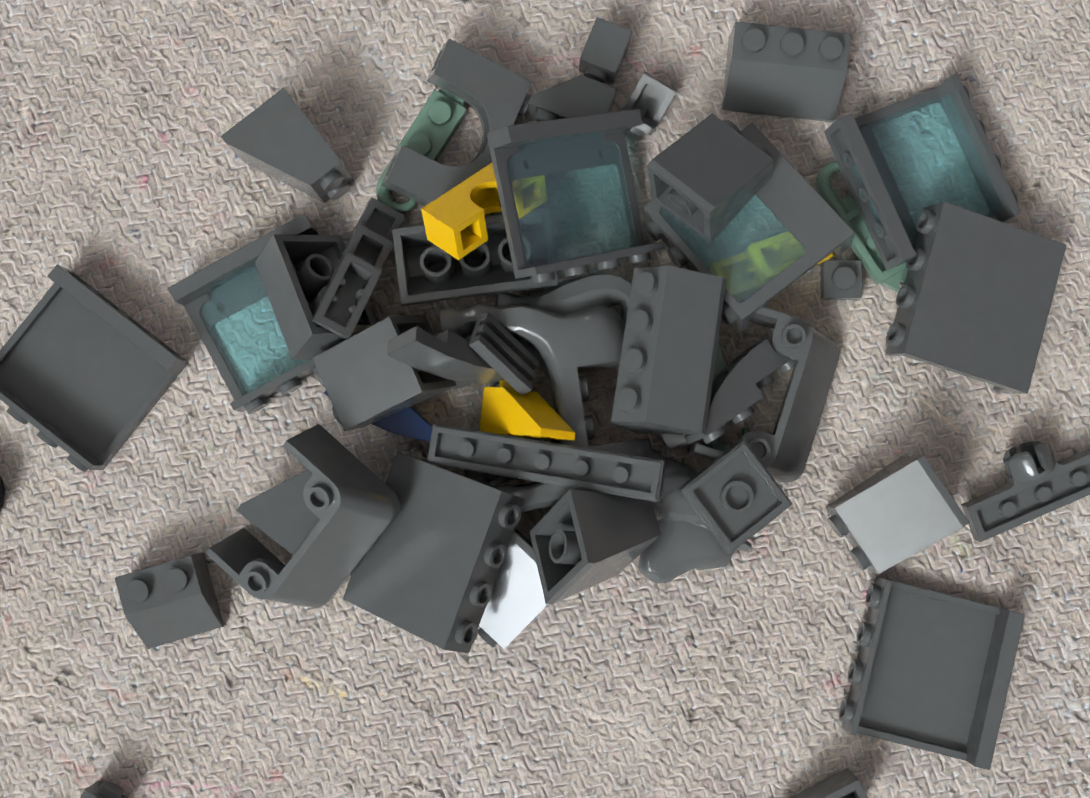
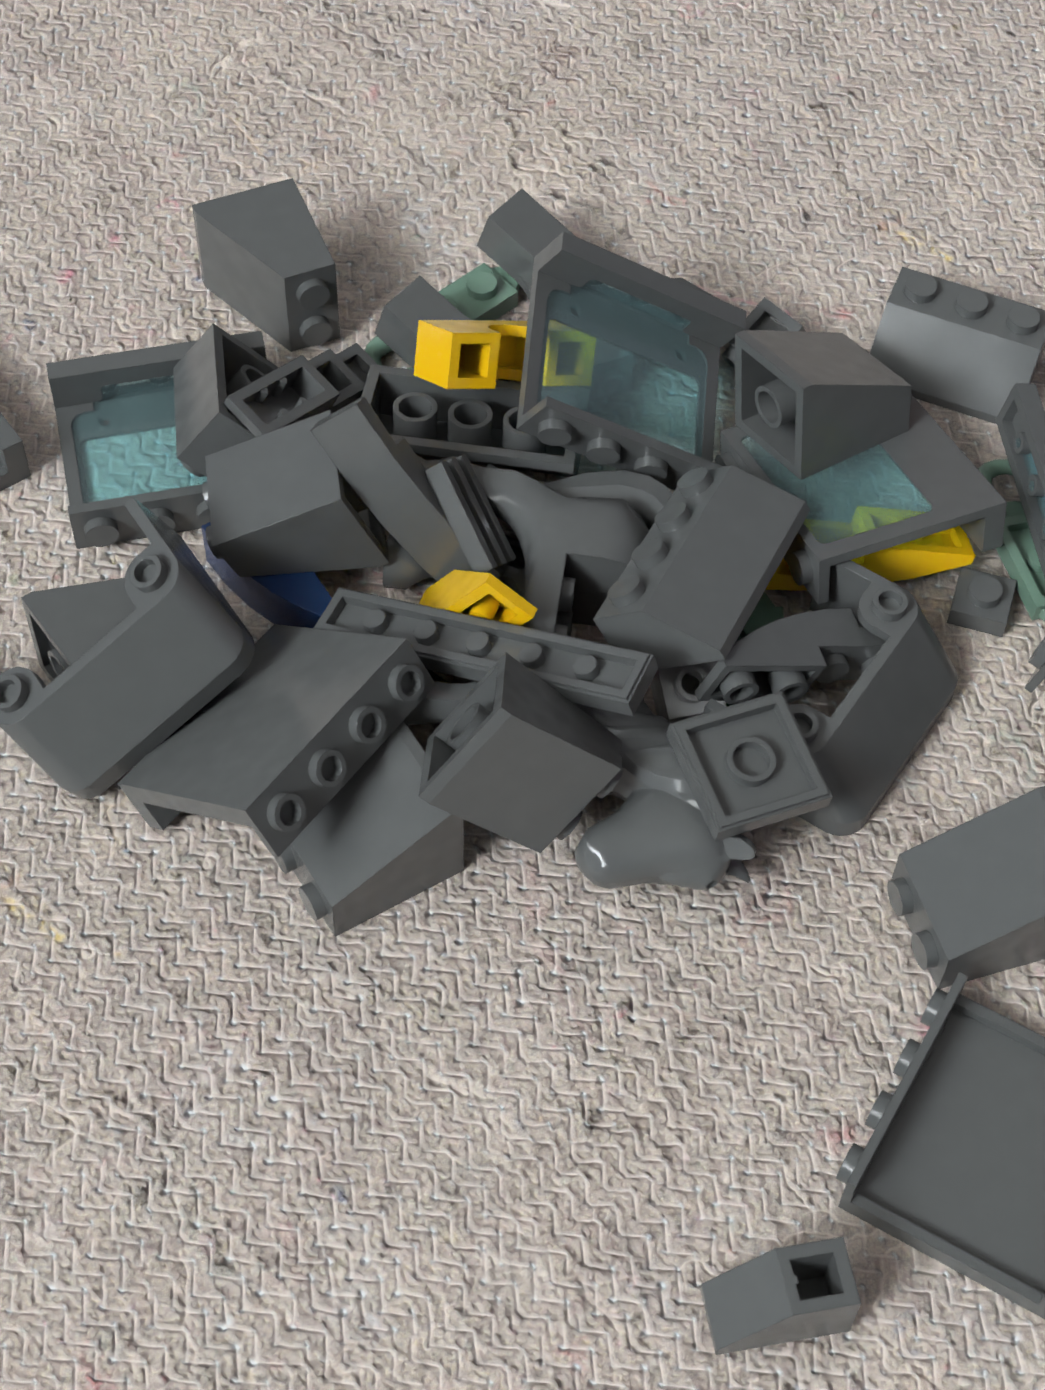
camera: 15 degrees right, 30 degrees down
(604, 51) = (725, 267): dark grey brick -> none

